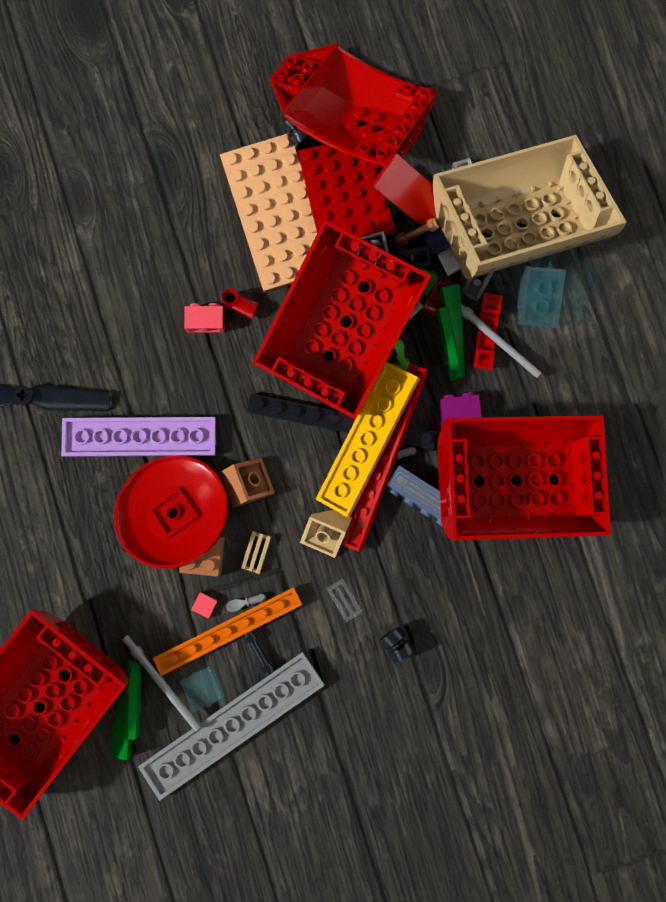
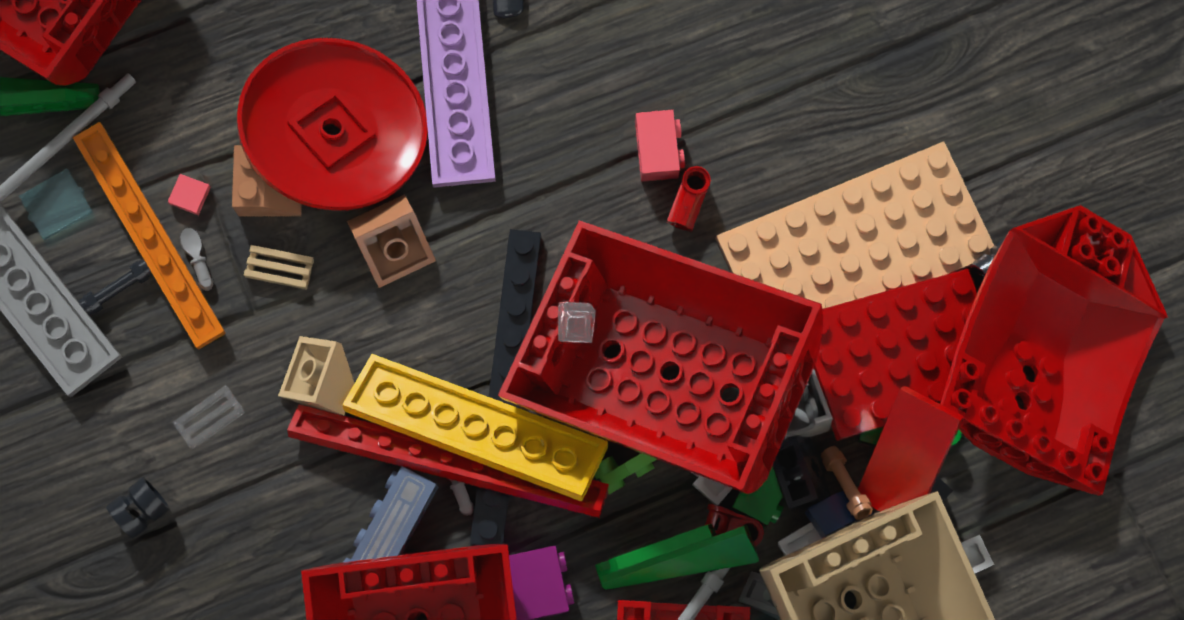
camera: 80 degrees right, 5 degrees down
(317, 367) = (575, 322): none -> clear slope

